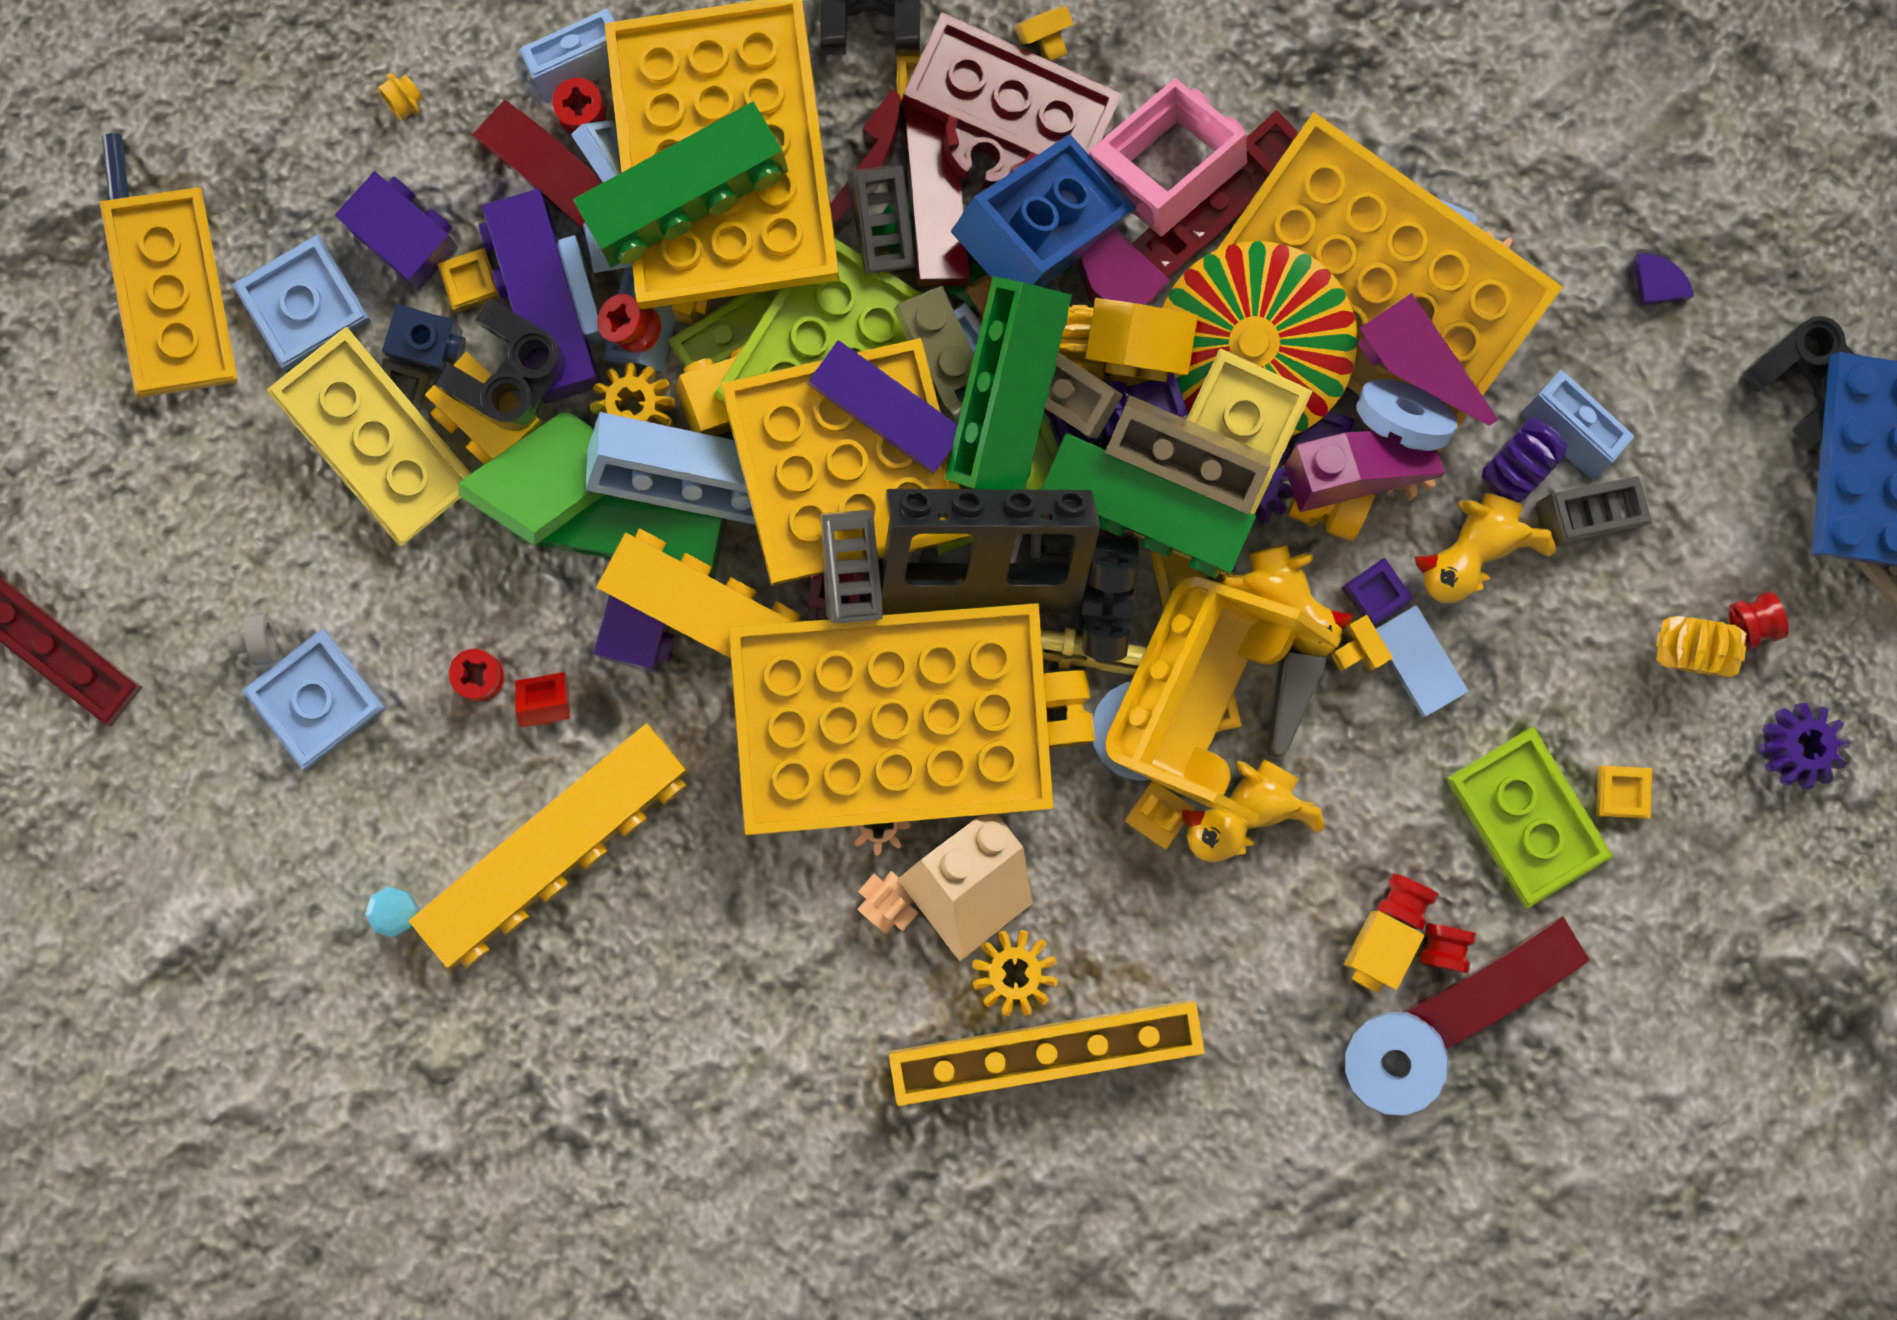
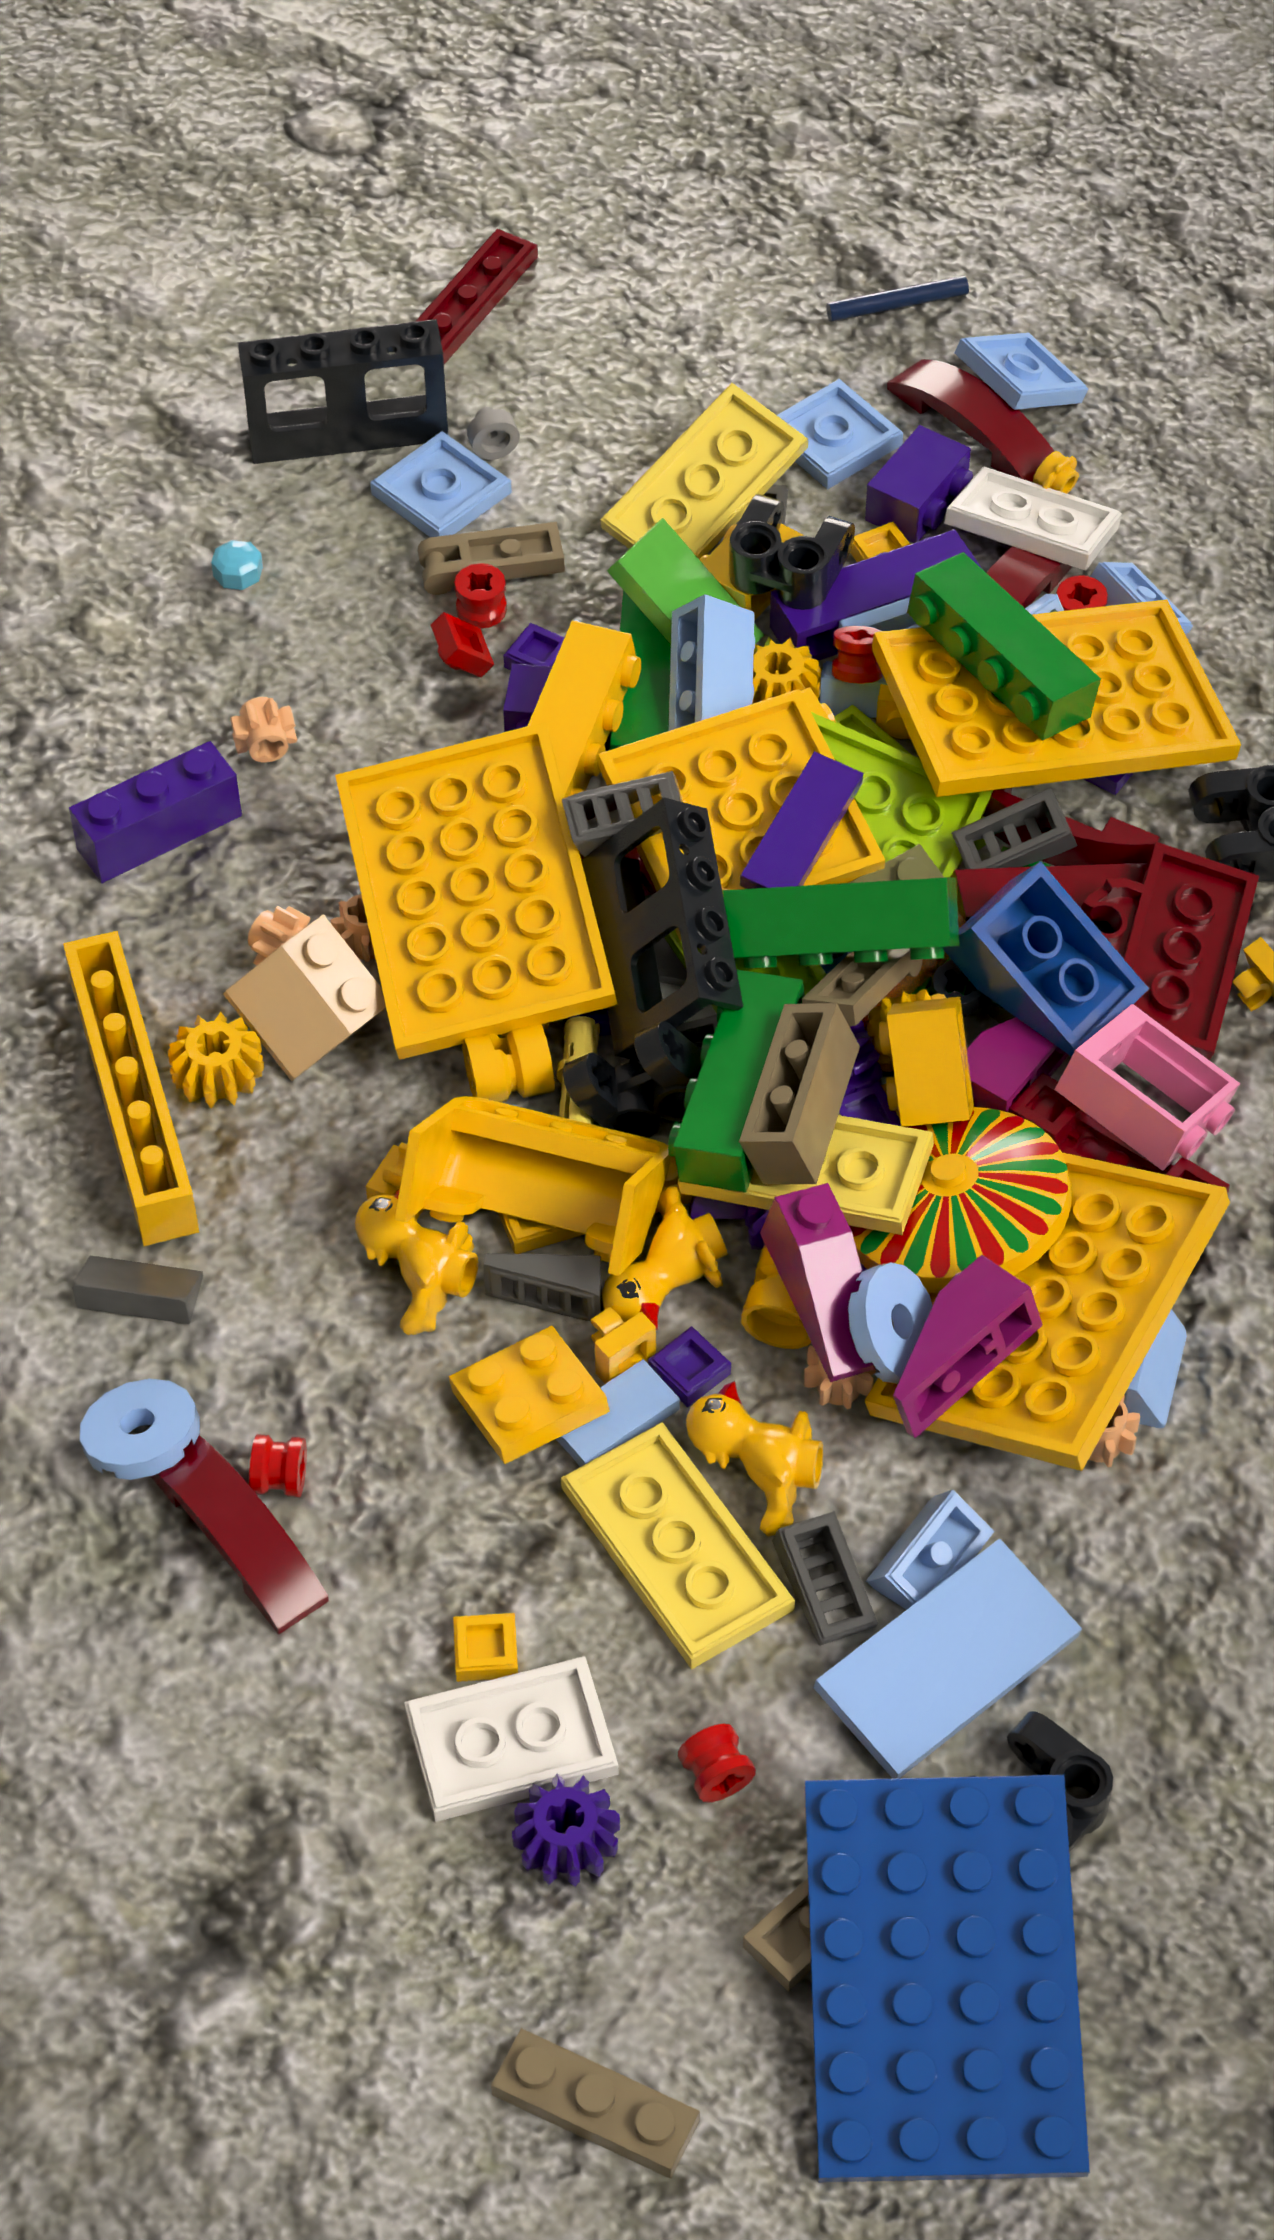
camera: 85 degrees right, 30 degrees down
(168, 292) = (821, 335): yellow tile -> none
(201, 782) = (347, 420): none -> black window
(258, 103) = (1021, 370): none -> light blue tile
(303, 159) = (977, 411): none -> dark red slope
(423, 339) = (811, 502): dark blue brick -> none
(424, 657) = (514, 550): none -> dark tan plate
(458, 129) = (1033, 518): none -> white tile
(549, 847) = (312, 665): yellow brick -> none
(553, 627) = (534, 647): none -> dark purple tile
(627, 900) = (263, 729): none -> light nougat gear
(716, 1011) = (155, 811): none -> dark purple brick
(1242, 1057) = (137, 1289): none -> dark grey slope
(1382, 952) = (267, 1393): yellow brick -> none
(1399, 730) = (528, 1394): none -> yellow plate
(1407, 901) = (328, 1419): red wheel -> none
(1524, 460) = (867, 1475): dark purple gear -> none
(1529, 817) = (443, 1548): lime tile -> none
(1546, 626) = (677, 1545): none -> light yellow tile
(1660, 280) = (1125, 1623): dark purple tile -> none
(1680, 425) = (947, 1659): none -> light blue tile
(1701, 646) = (671, 1687): yellow gear -> none
(1707, 781) = (506, 1733): none -> white tile

